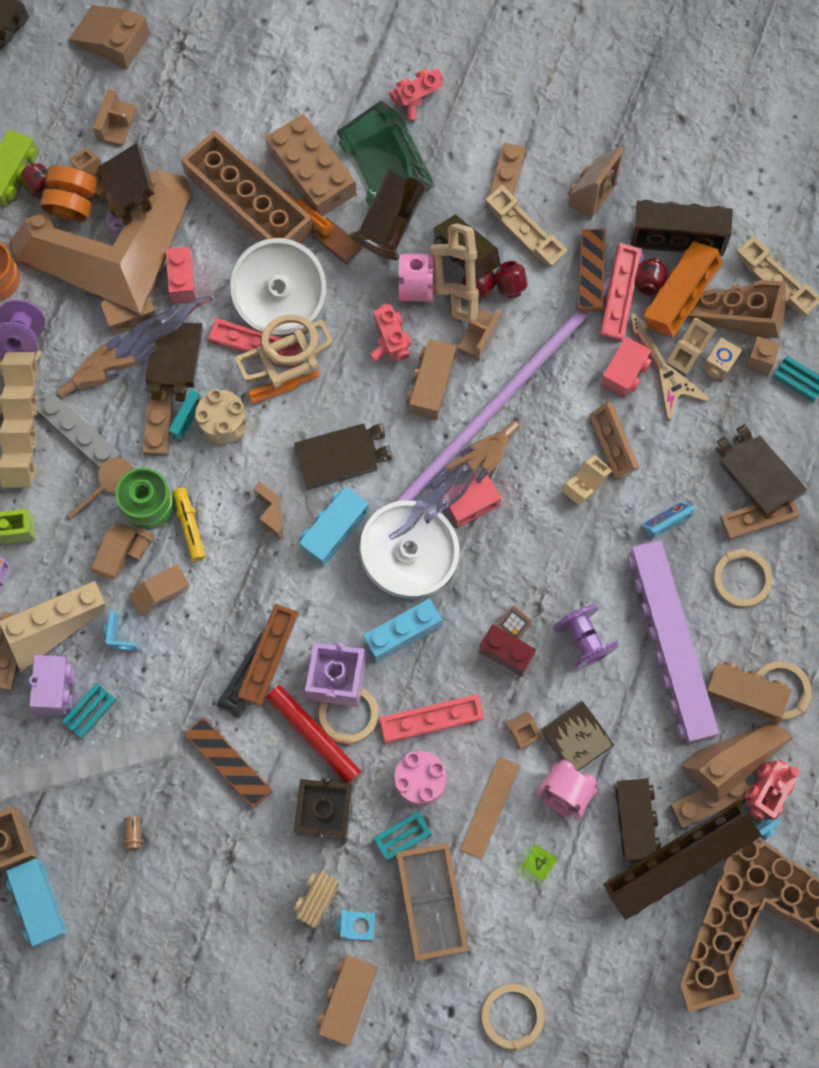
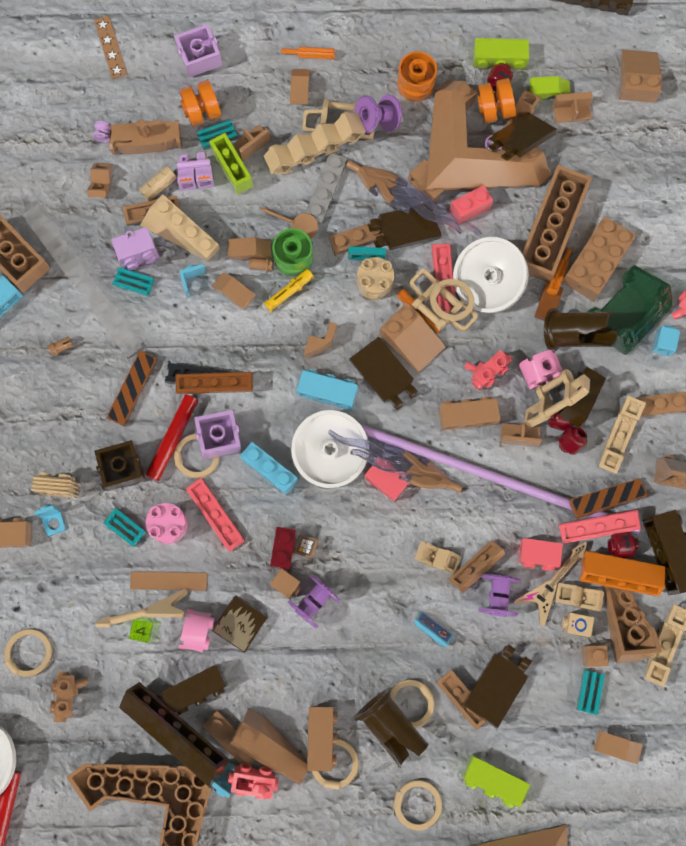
camera: 65 degrees right, 5 degrees up
(76, 133) = (548, 86): none -> lime slope
(312, 406) = (411, 337): none -> medium nougat slope
(432, 902) = (82, 565): clear brick -> none
(437, 137) = (666, 340): none -> medium azure brick
(523, 730) = (232, 583): medium nougat slope -> none
(523, 824) = (162, 608): none -> tan piece
(550, 664) = (286, 584): none -> medium nougat brick
(583, 984) = (64, 689): none -> medium nougat brick
(657, 427) = (499, 595): none -> medium lavender hose
(673, 643) = (338, 668): lavender brick -> none
(757, 605) = (391, 727): none -> dark brown piece

